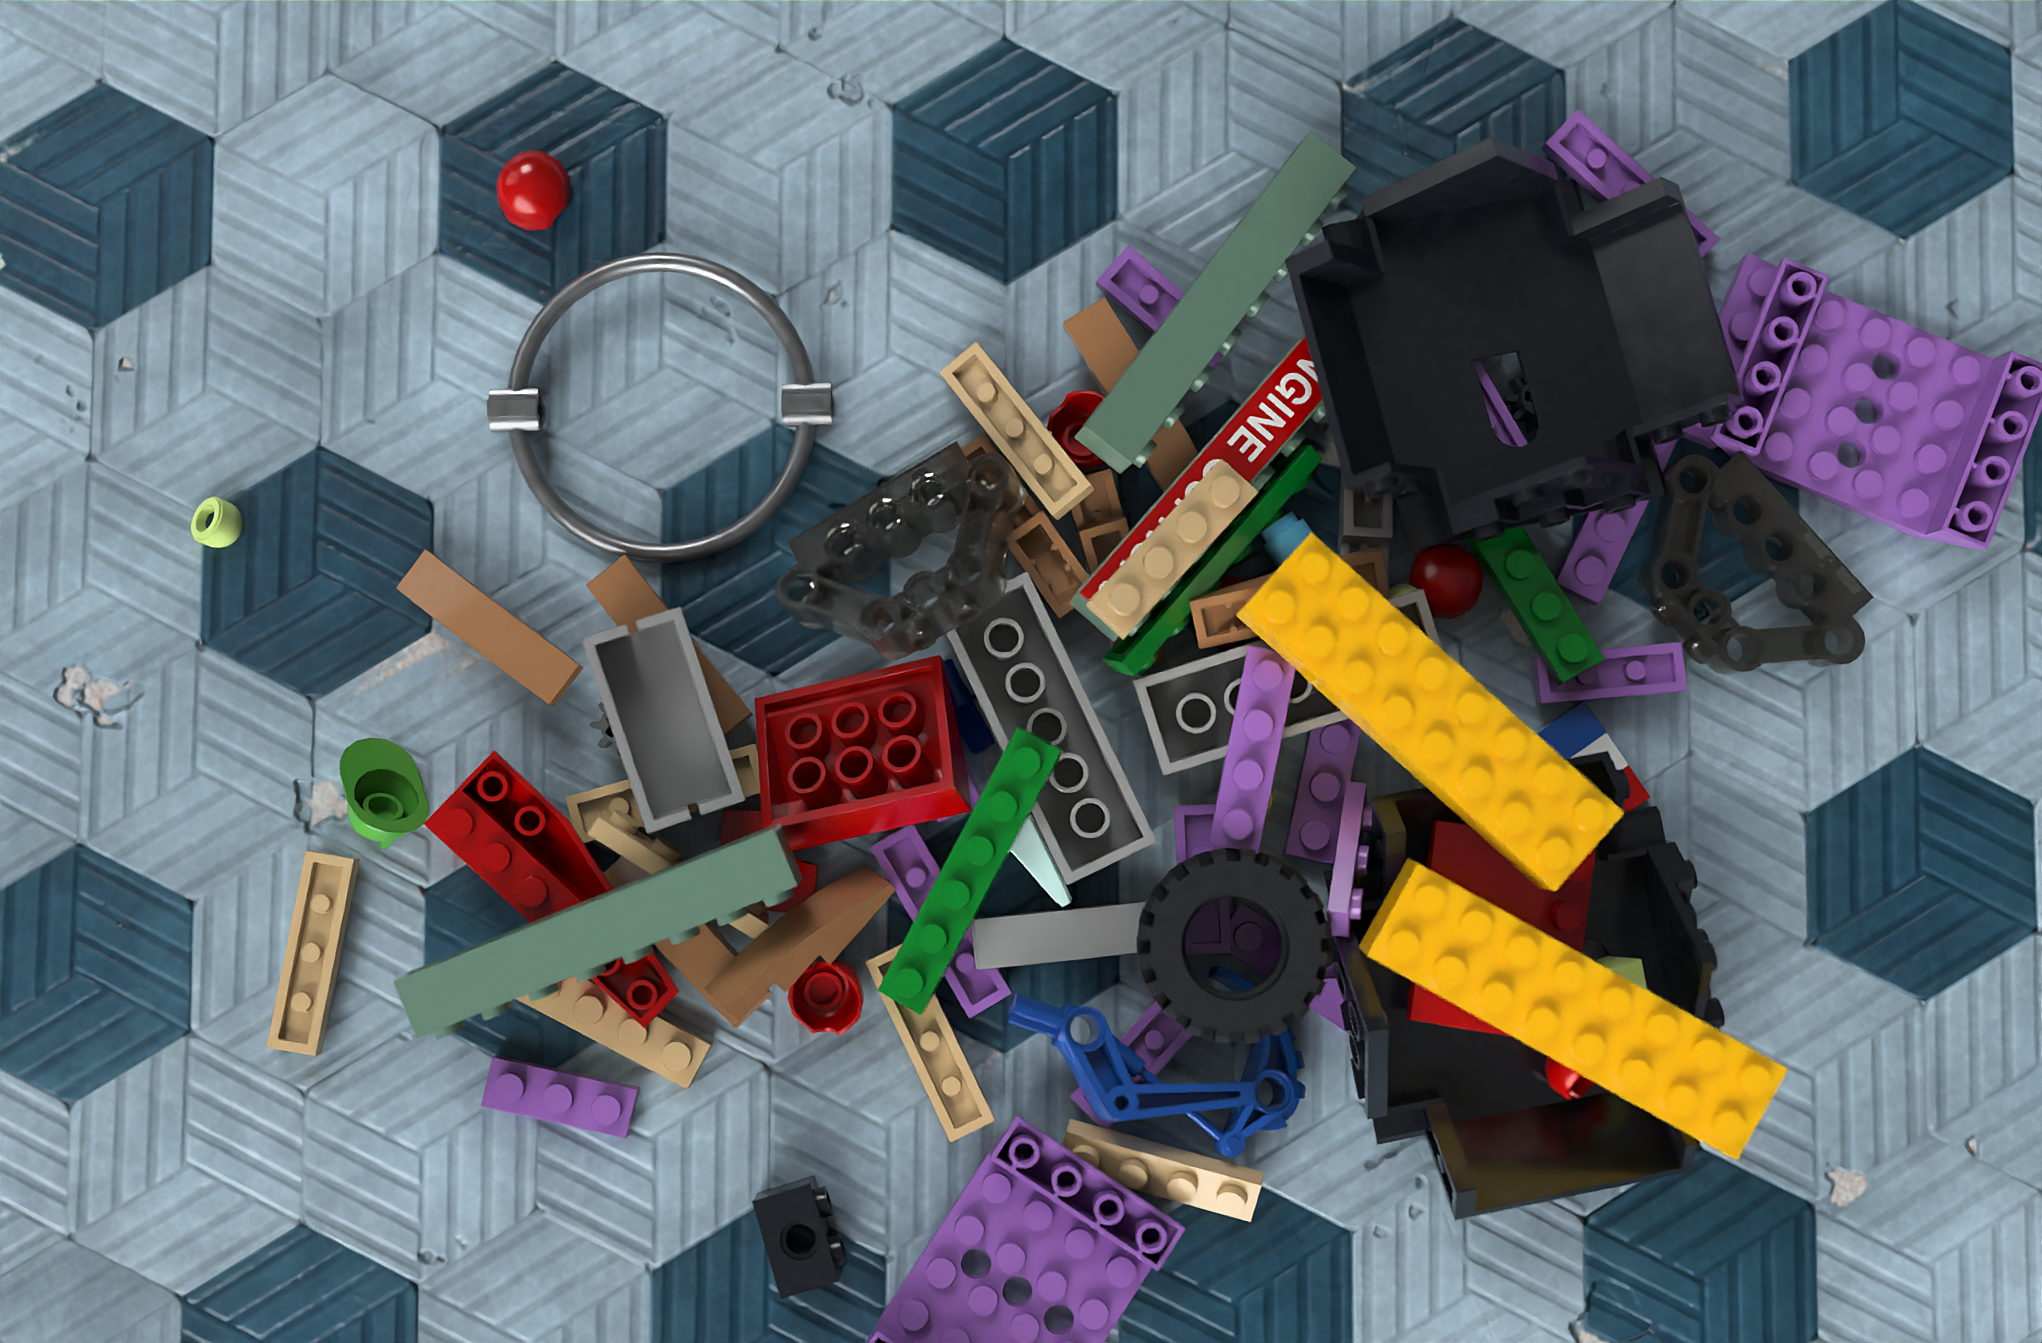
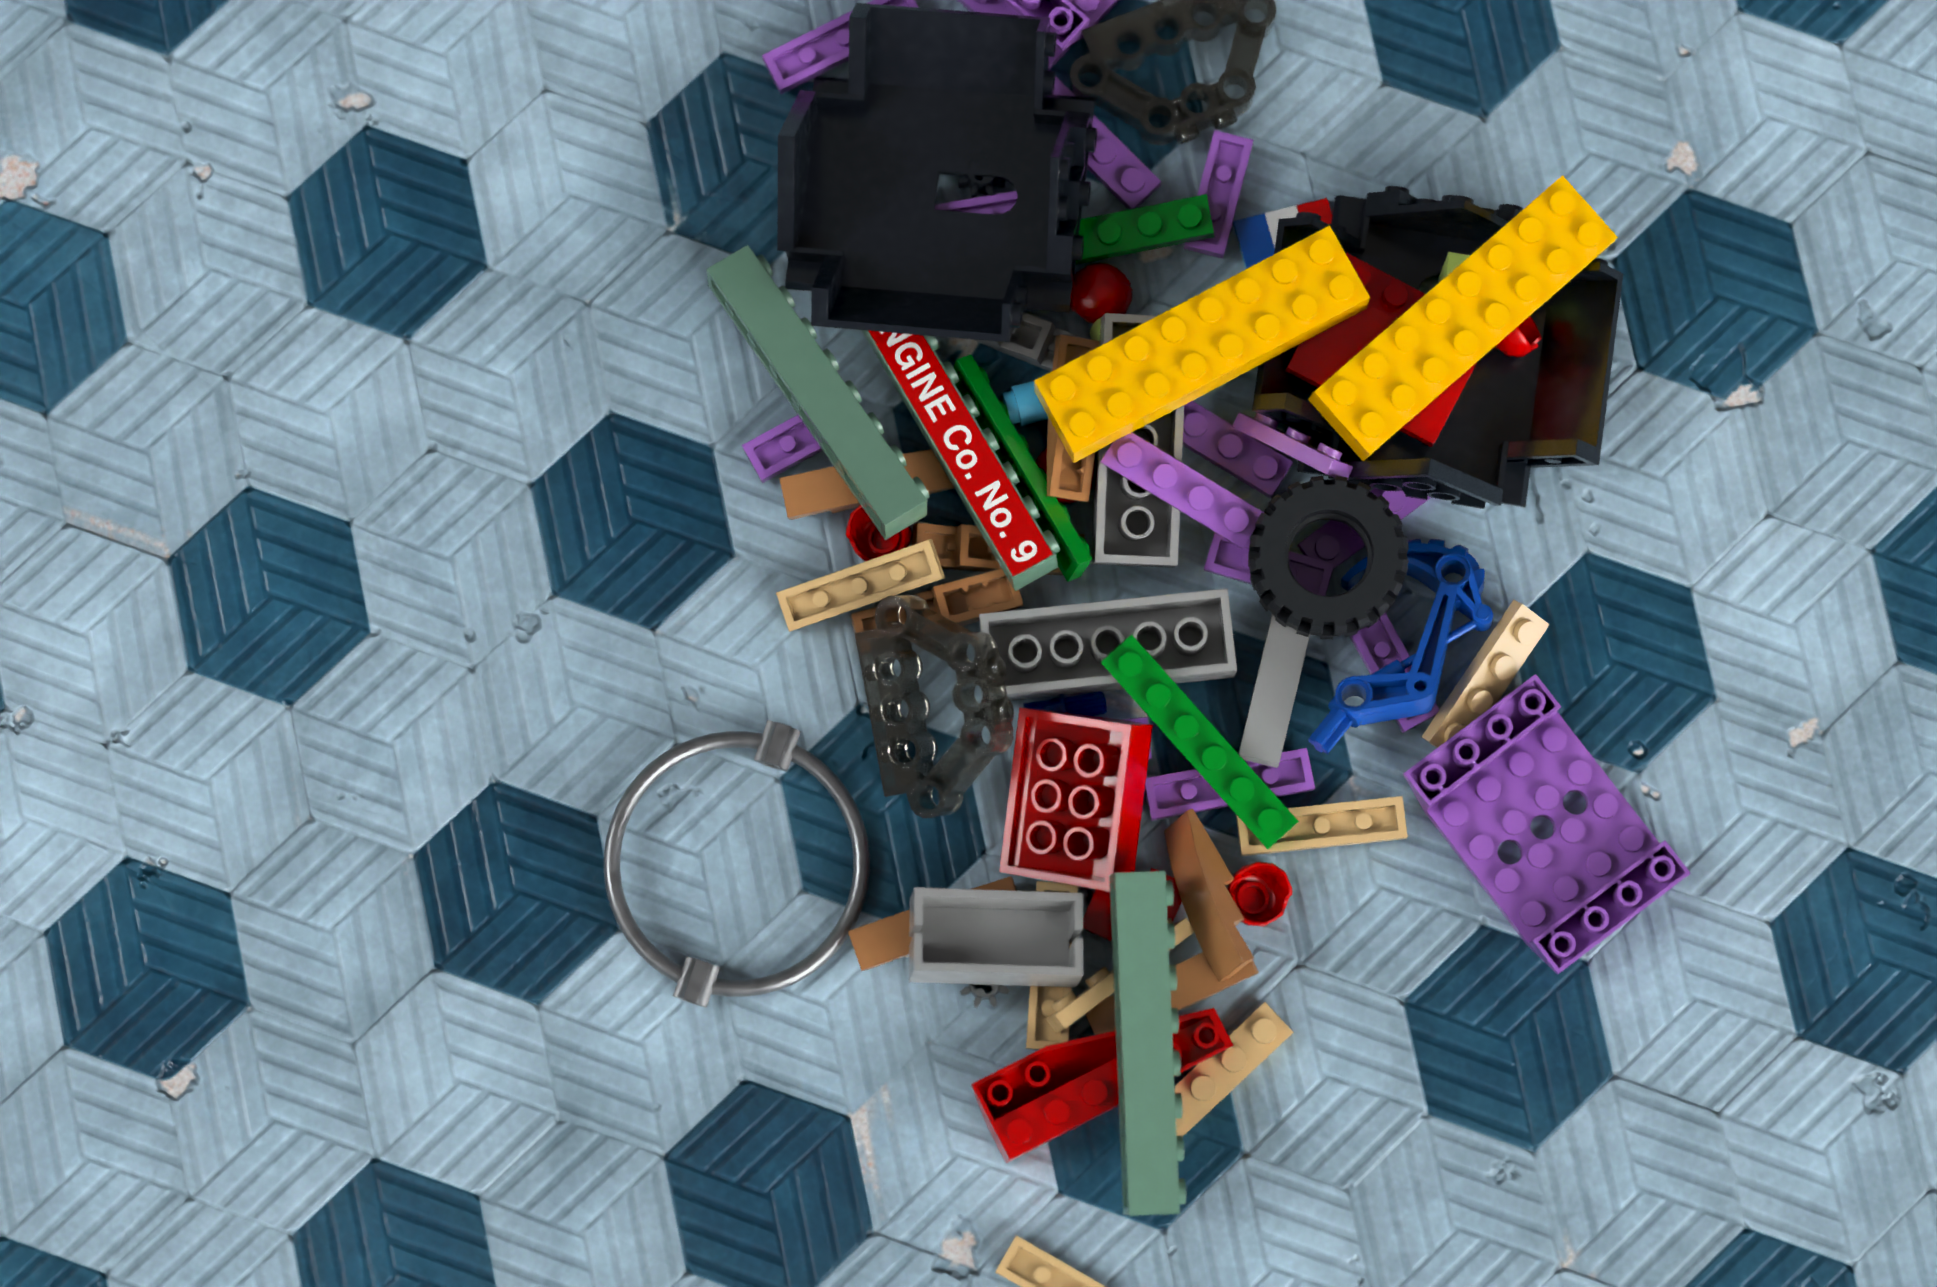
camera: 60 degrees left, 5 degrees down
(224, 527) = (705, 1253): yellowish green piece -> none
(382, 790) = (970, 1191): bright green piece -> none
(489, 628) = (866, 1062): medium nougat slope -> none
(533, 189) = (518, 907): red hair -> none
(560, 1096) = (1264, 1137): medium lavender plate -> none
(798, 1266) = (1416, 991): black brick -> none
(1037, 859) = (1211, 689): light aqua slope -> none
(1171, 549) = (1004, 493): tan plate -> none

